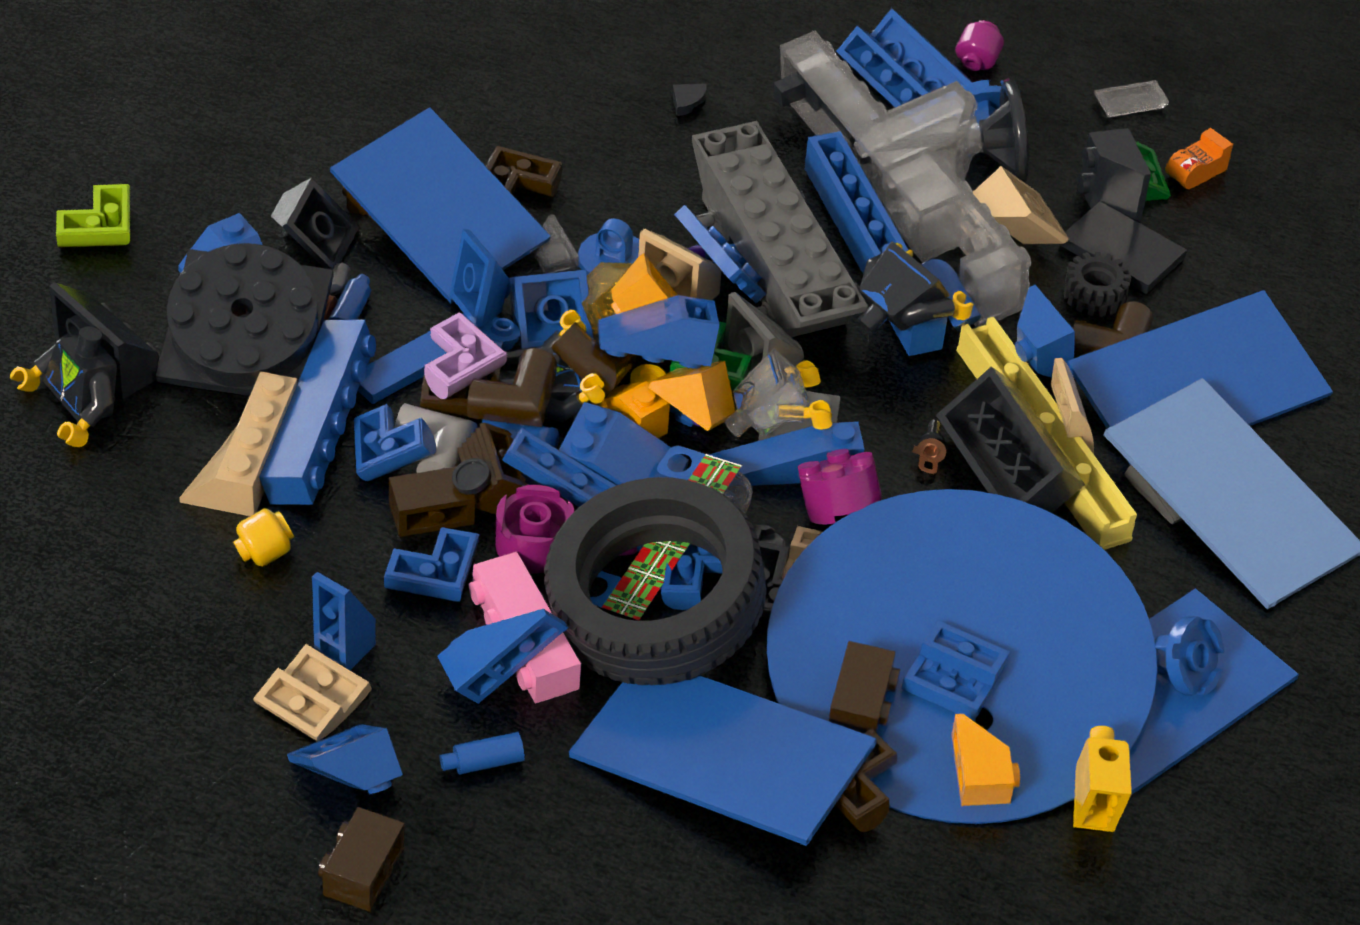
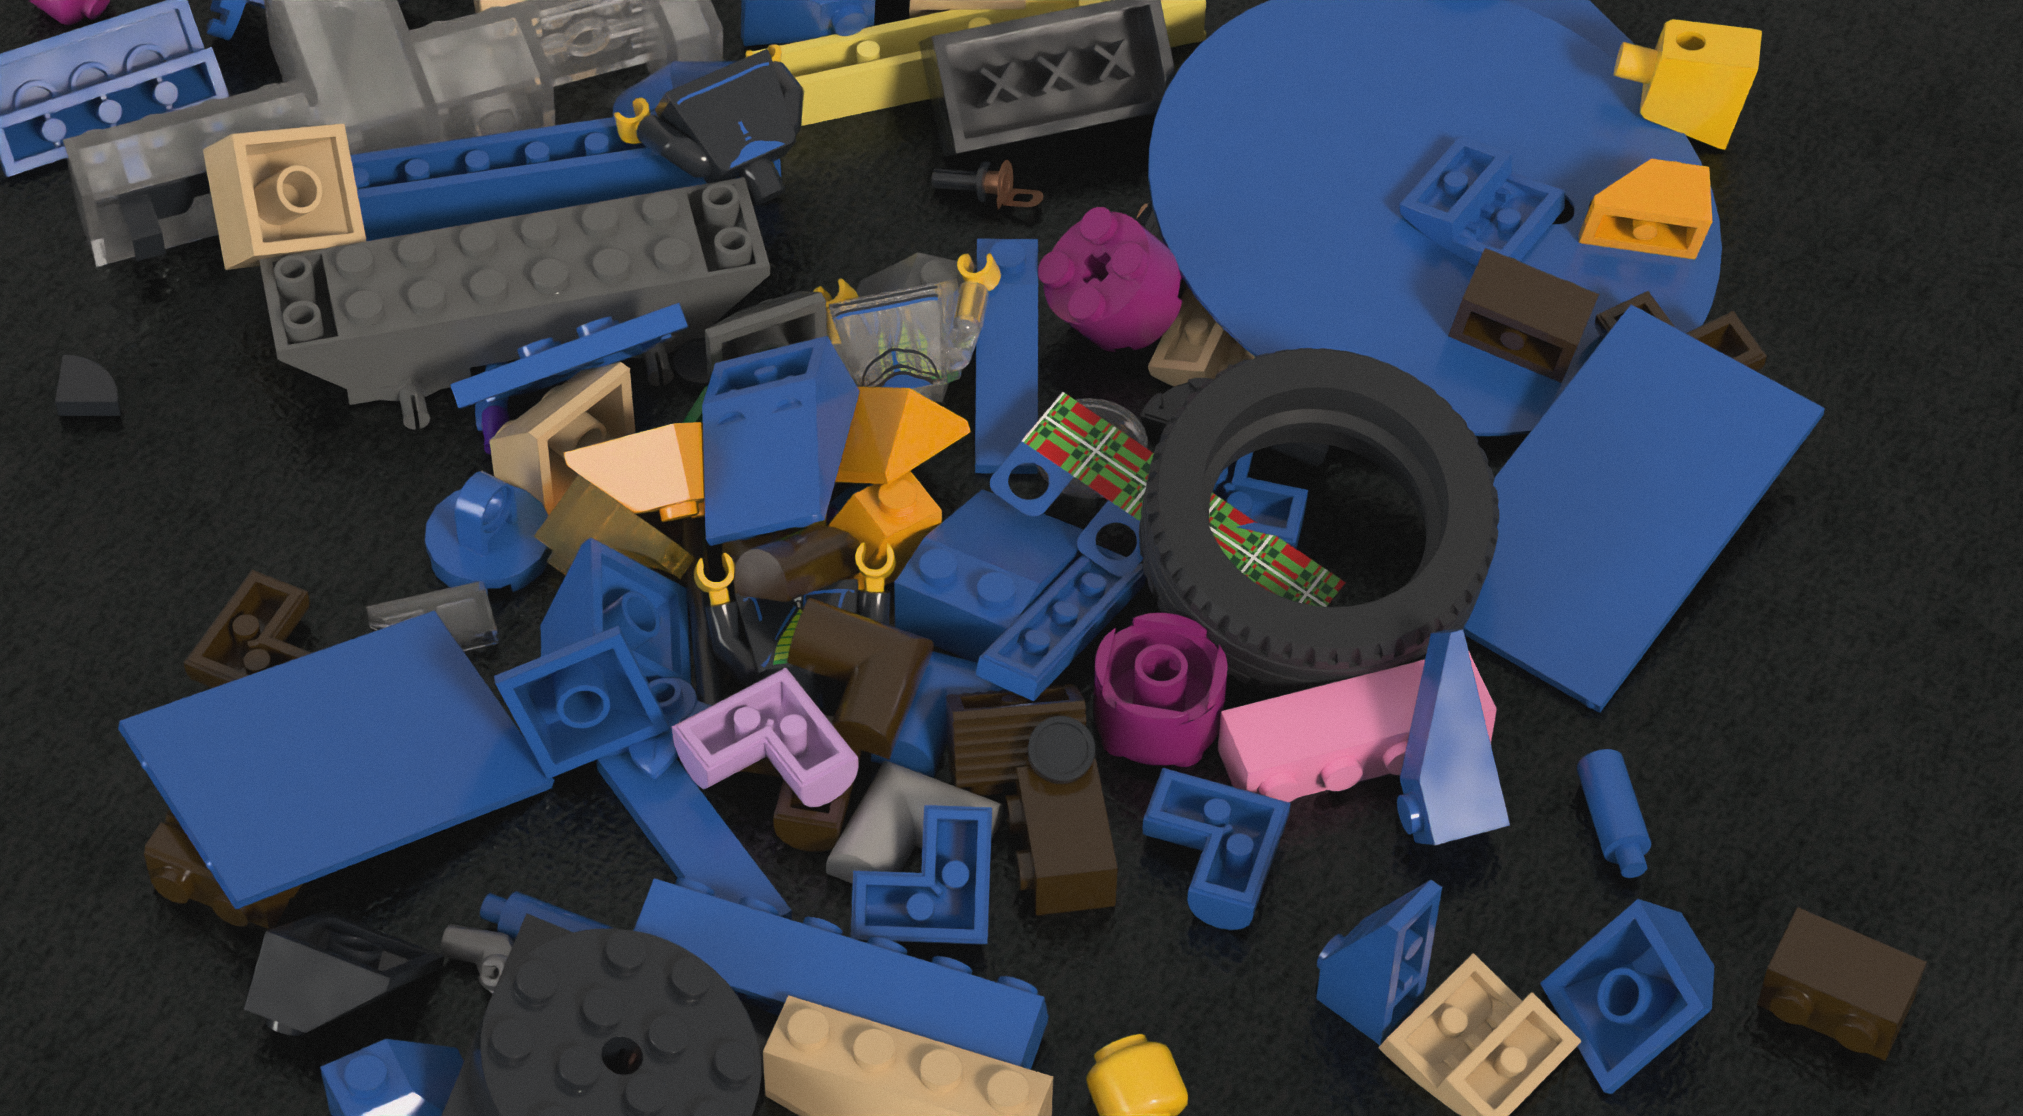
camera: 80 degrees left, 5 degrees up
(796, 116) = (283, 193): none -> tan slope

